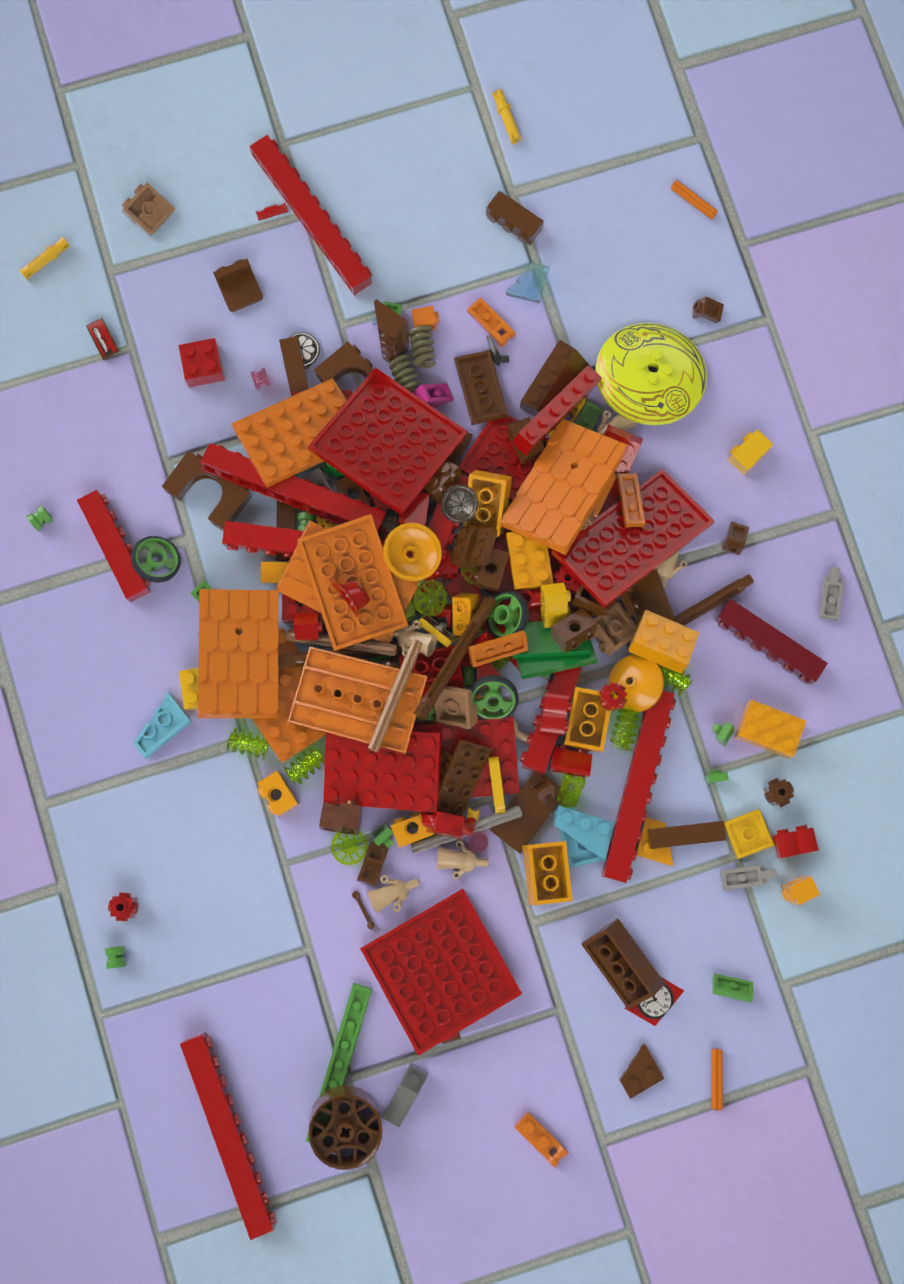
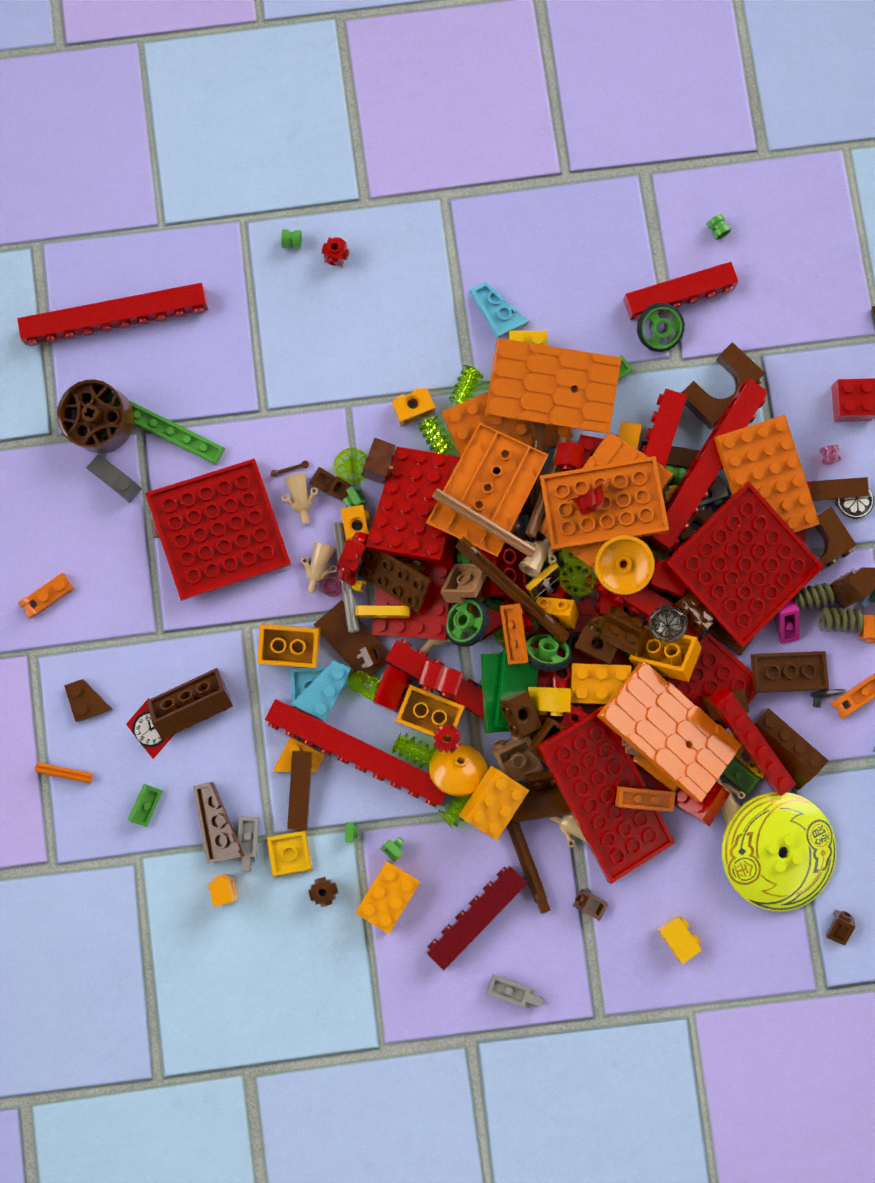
camera: 100 degrees right, 0 degrees up
(739, 911) = (216, 829): none -> wing
(795, 842) = (271, 898): red brick -> none

